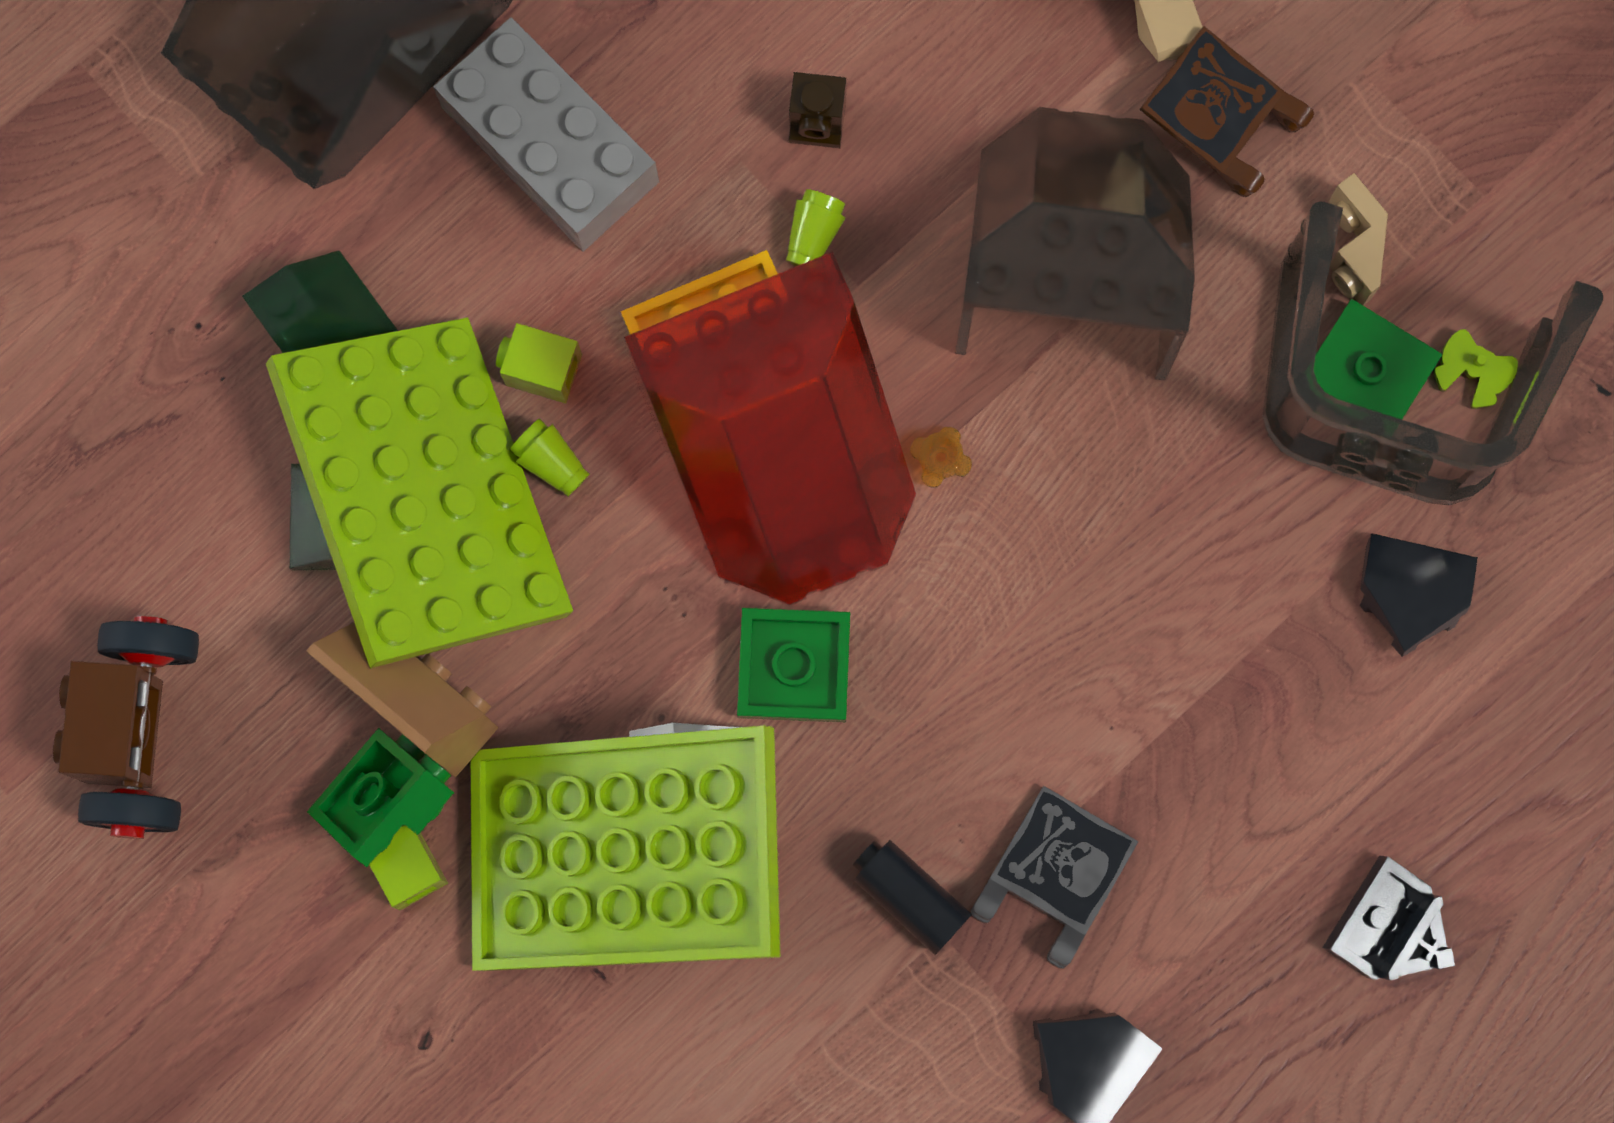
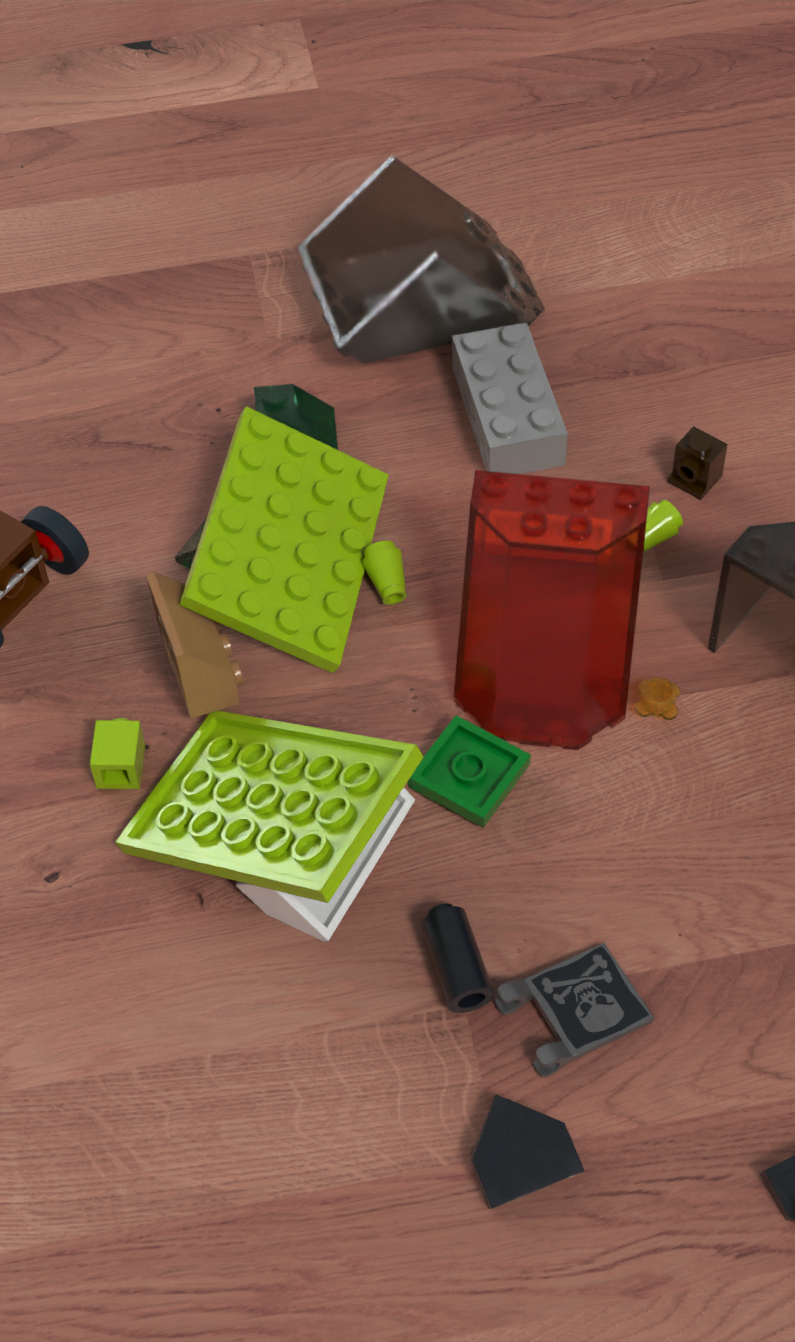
camera: 30 degrees right, 25 degrees down
(379, 793) = (148, 693): green plate -> none
(539, 362) = (417, 517): lime brick -> none

